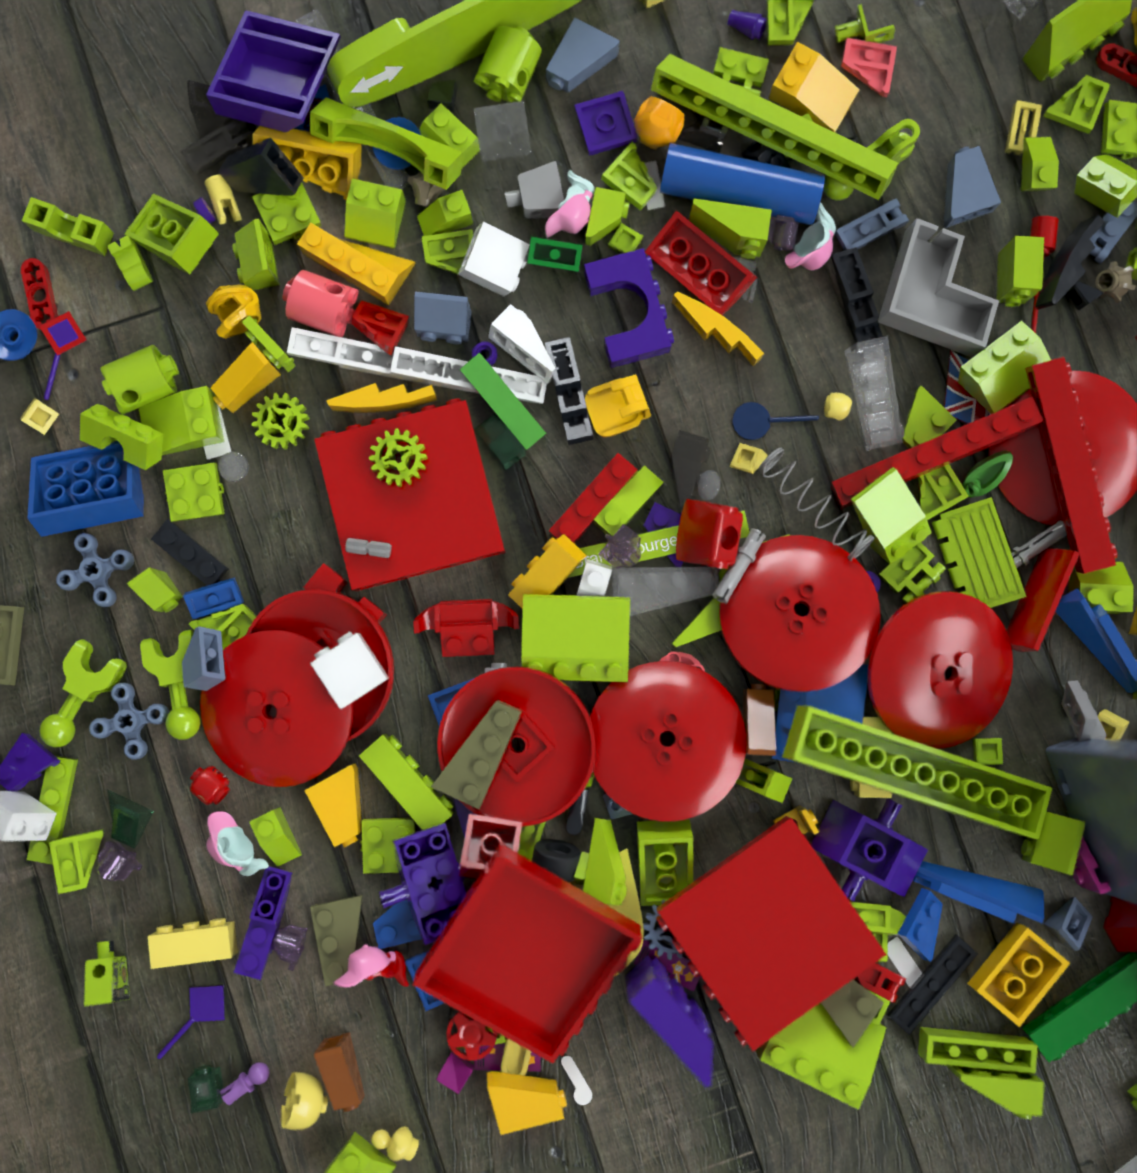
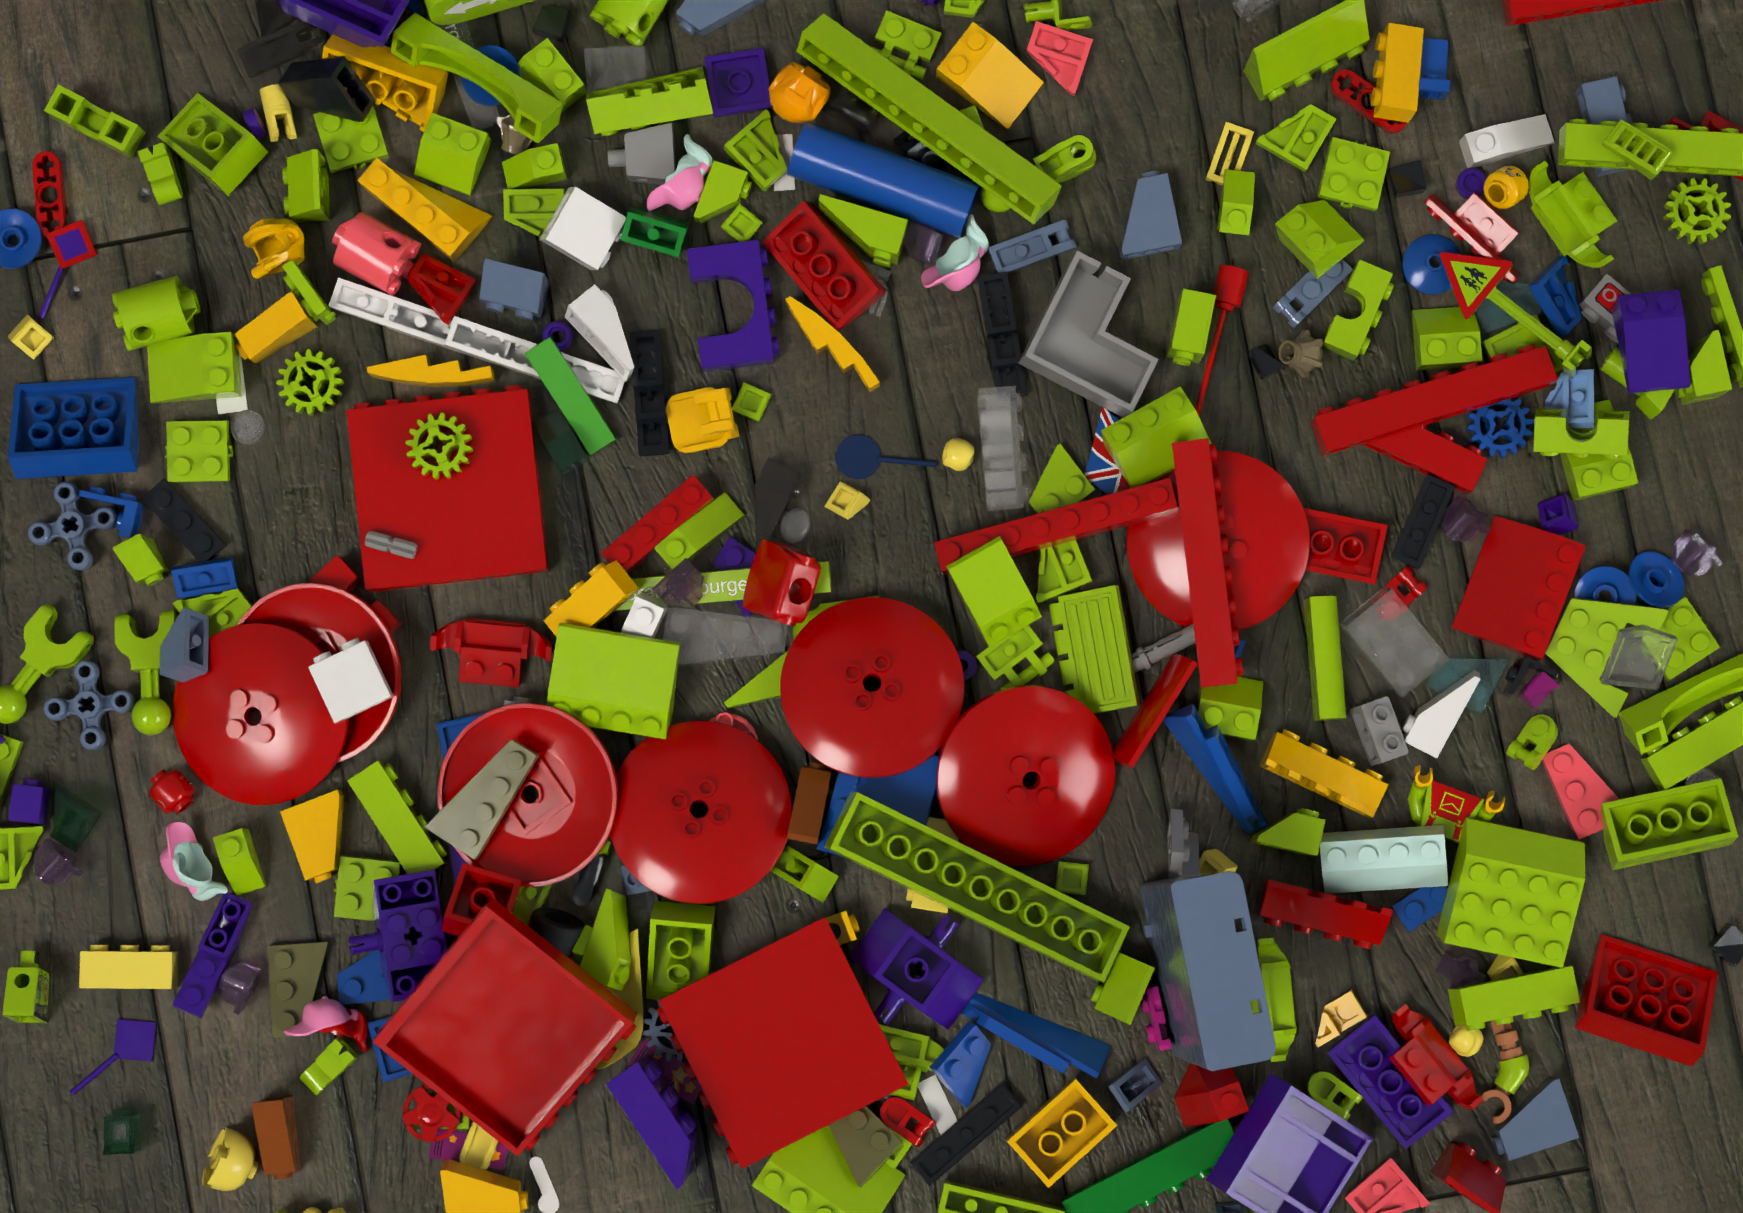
camera: 10 degrees right, 0 degrees up
(88, 812) = (29, 802): none -> dark purple brick
(104, 426) = (145, 386): lime arch -> none
(141, 558) = (128, 521): none -> blue bracket
(257, 1074) = (182, 1126): medium lavender pin -> none
(377, 1003) = (328, 1066): none -> lime leg
(455, 1072) = (406, 1155): magenta slope -> none
(535, 146) = (649, 102): none -> lime wedge
(655, 387) = (751, 402): none -> lime tile
(745, 556) = (818, 614): light grey pin -> none
(778, 453) = (965, 614): light grey piece -> none
(987, 474) = (1119, 557): bright green arm -> none
(1066, 265) = (1246, 330): black slope -> none

